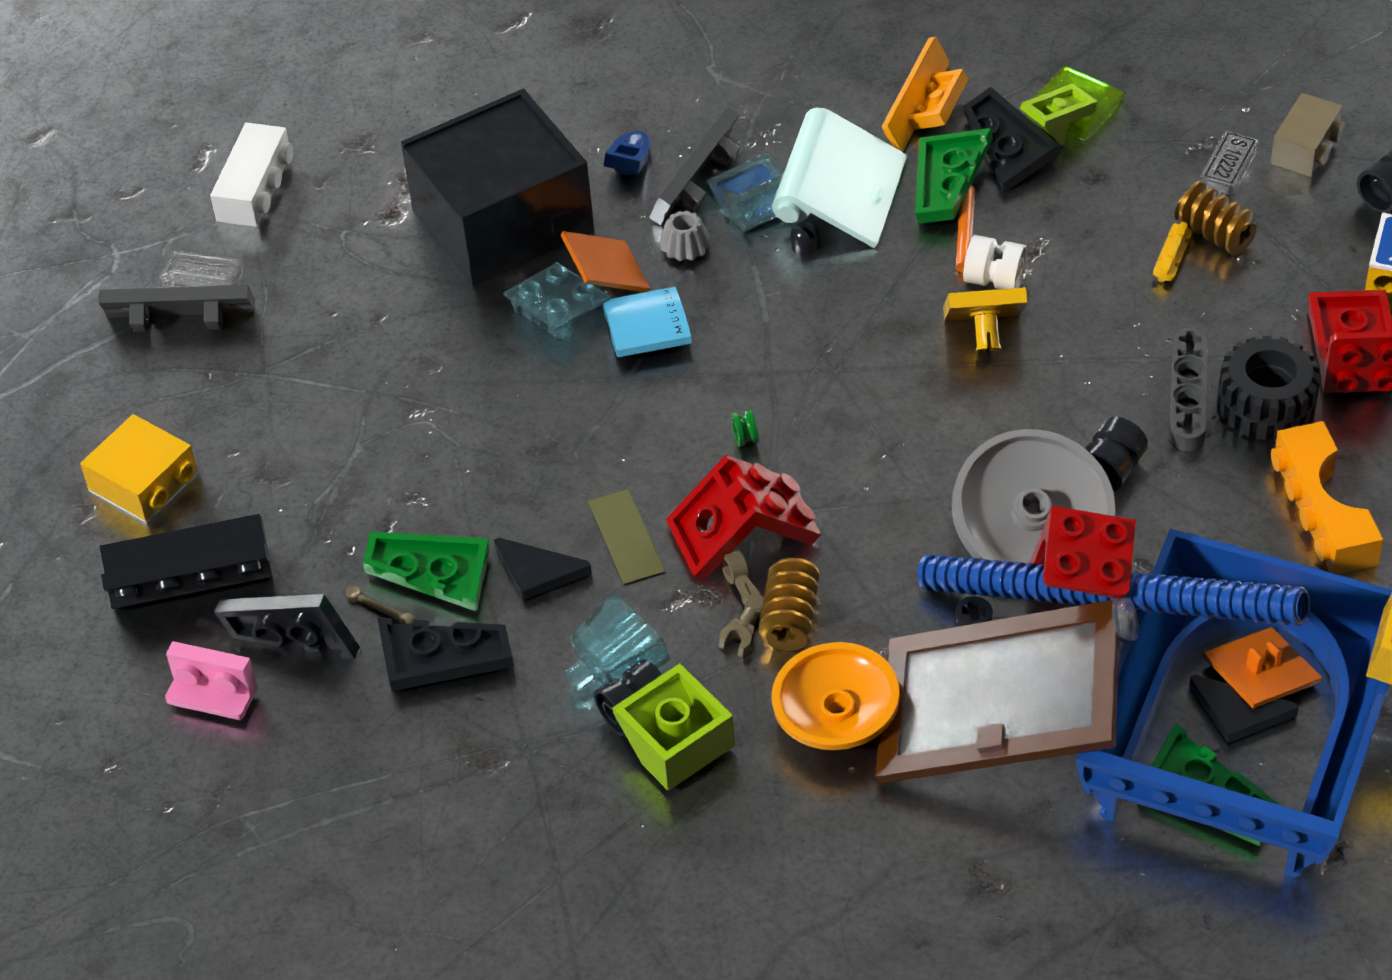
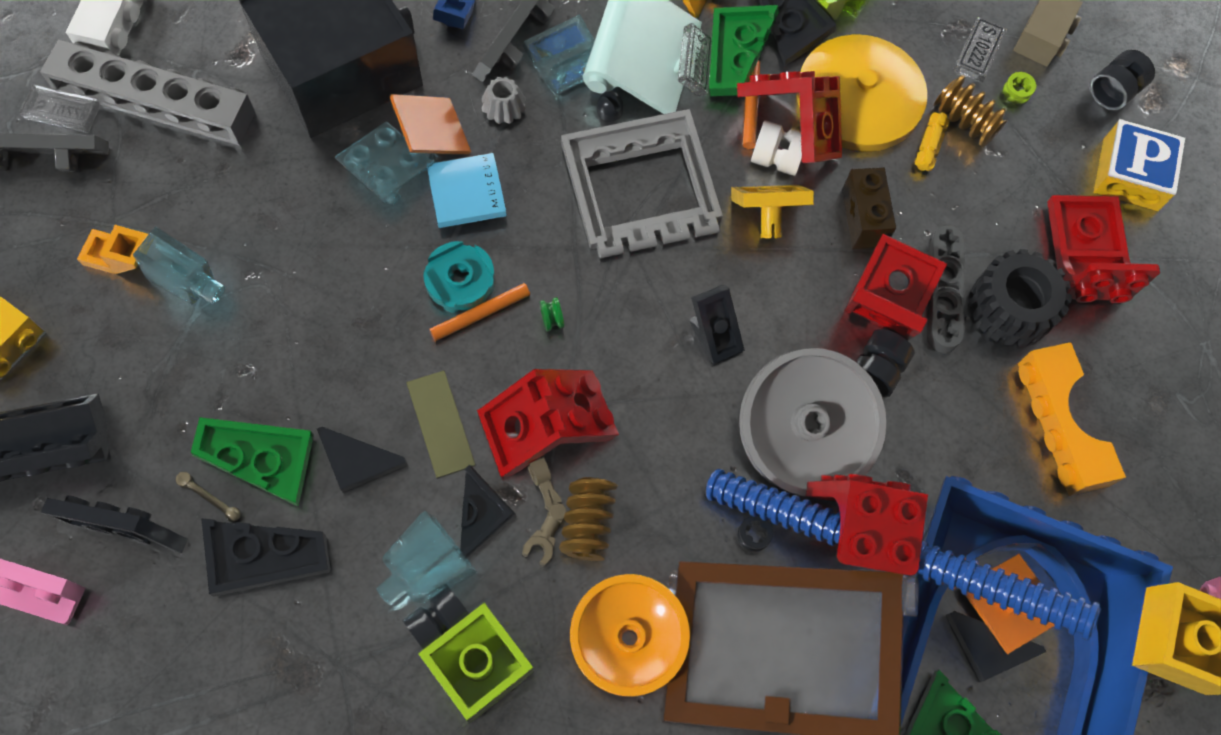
camera: 10 degrees left, 20 degrees up
(272, 394) = (111, 251): none -> light orange slope
(301, 249) = (150, 91): none -> light grey brick
(340, 400) = (177, 268): none -> clear light blue torso
(646, 416) = (465, 258): none -> teal plate
(665, 432) = (479, 312): none -> orange bar
(675, 608) = (482, 513): none -> black tile
(830, 267) = (633, 140): none -> light grey hinge
(899, 188) = (695, 59): none -> clear tile
(927, 426) = (717, 324): none -> black slope
(1033, 219) = (818, 109): none -> red bracket
(1091, 211) = (878, 89): none -> yellow dish
(1097, 314) = (868, 207): none -> dark brown brick
(1104, 395) = (892, 308): none -> red bracket
(1275, 189) = (1015, 80): none -> lime bush

